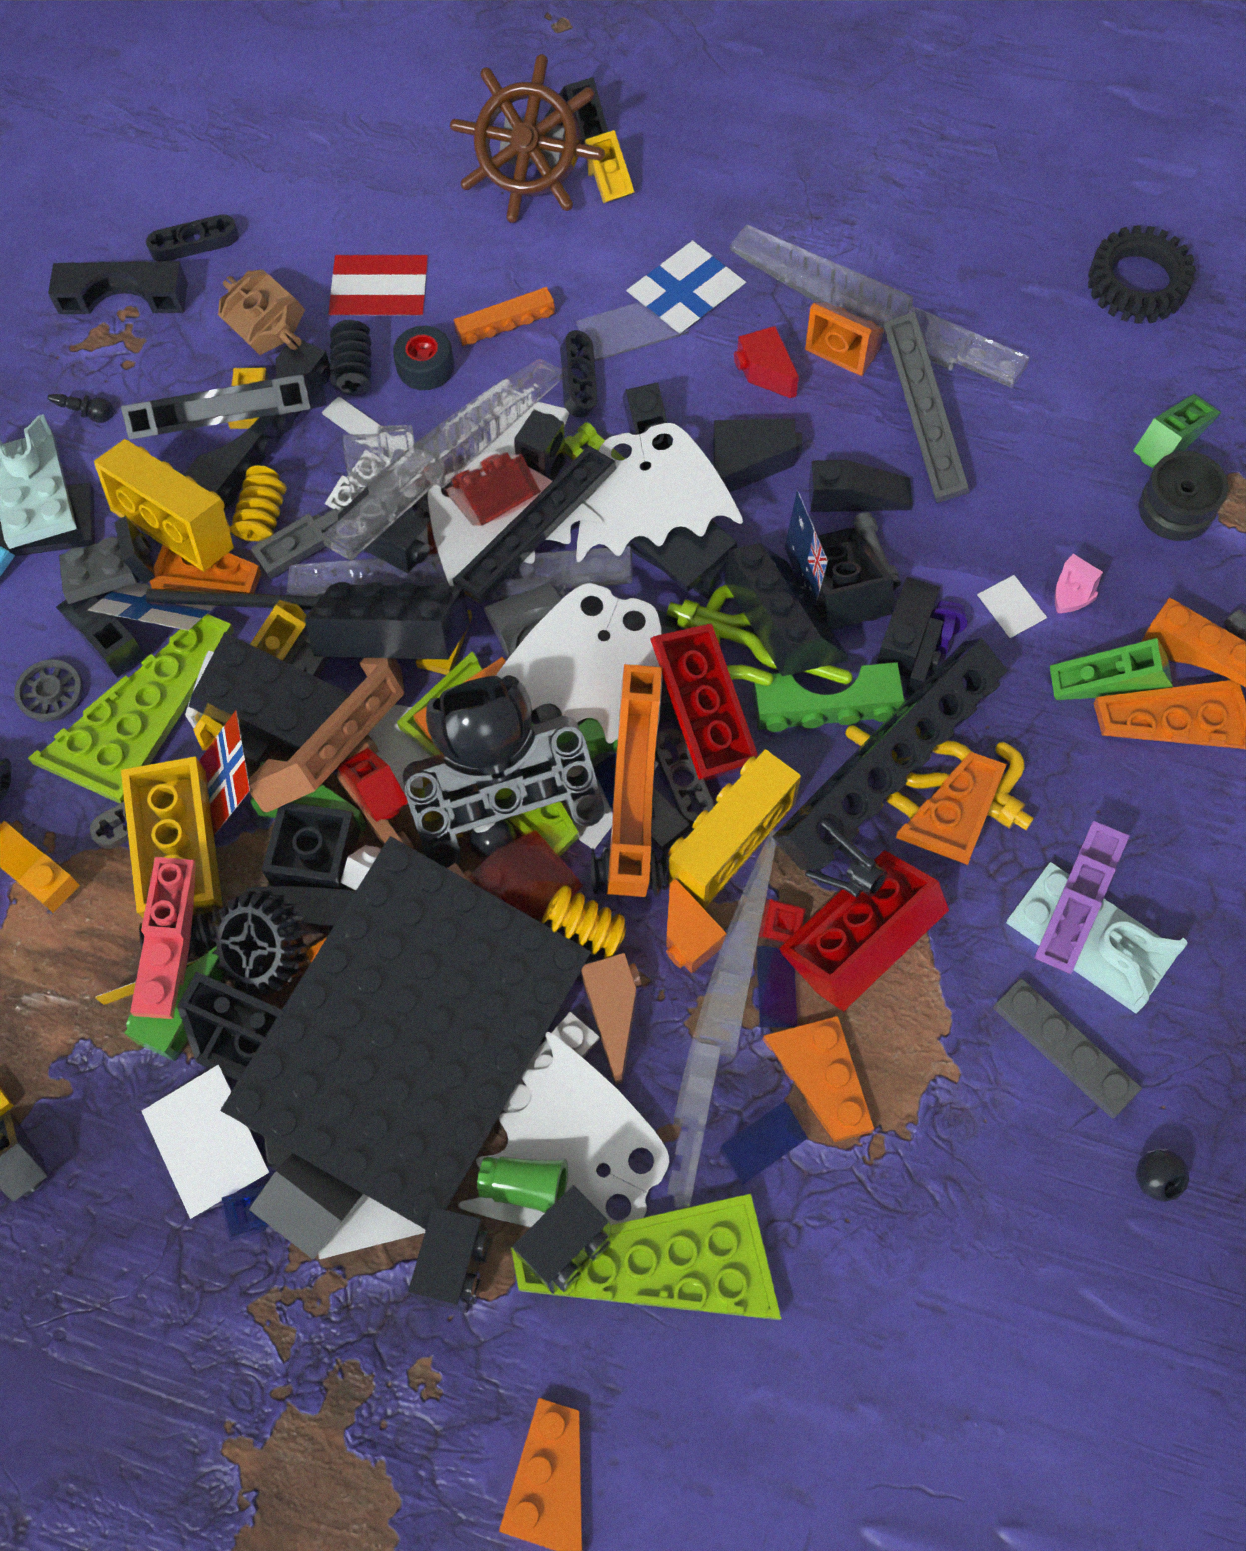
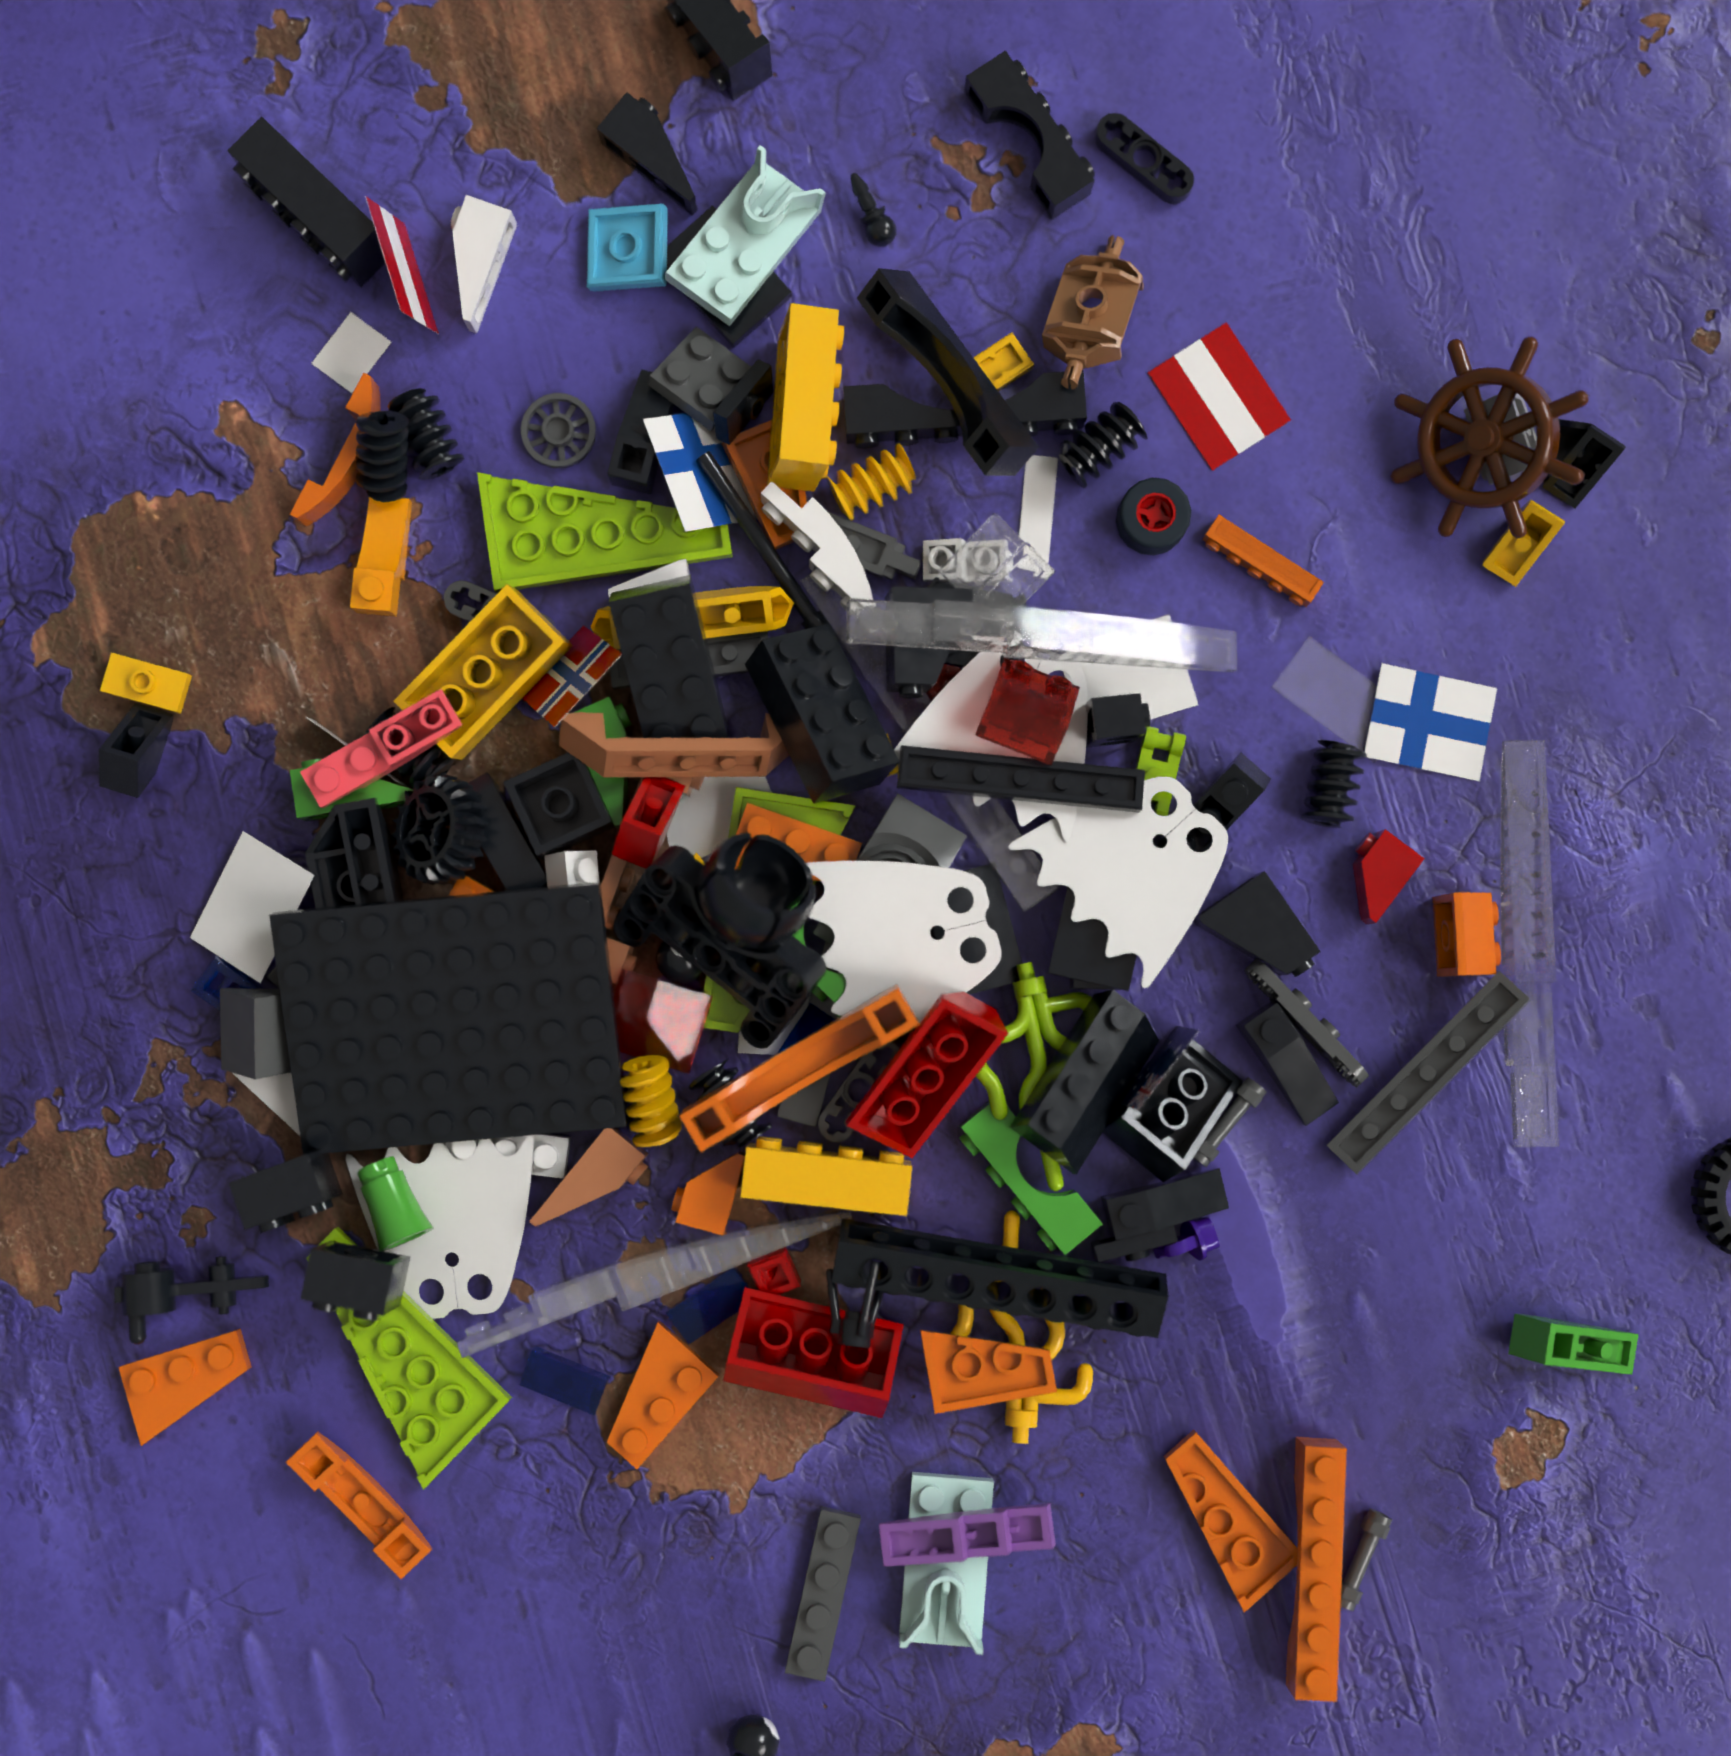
camera: 50 degrees right, 20 degrees up
(259, 551) = (835, 560): none -> white slope
(454, 1446) = (153, 1291): none -> black piece
(572, 385) = (1270, 679): black beam -> none
(685, 354) = (1333, 784): none -> black piece
(759, 1384) = (362, 1502): none -> orange slope
(867, 454) = (1319, 1034): none -> dark grey plate
(1012, 606) = (1255, 1289): white sticker -> none
(1076, 585) = (1310, 1342): bright pink tile -> none
(1113, 672) = (1233, 1431): bright green slope -> none
(1183, 495) = (1507, 1409): pearl dark grey wheel -> none

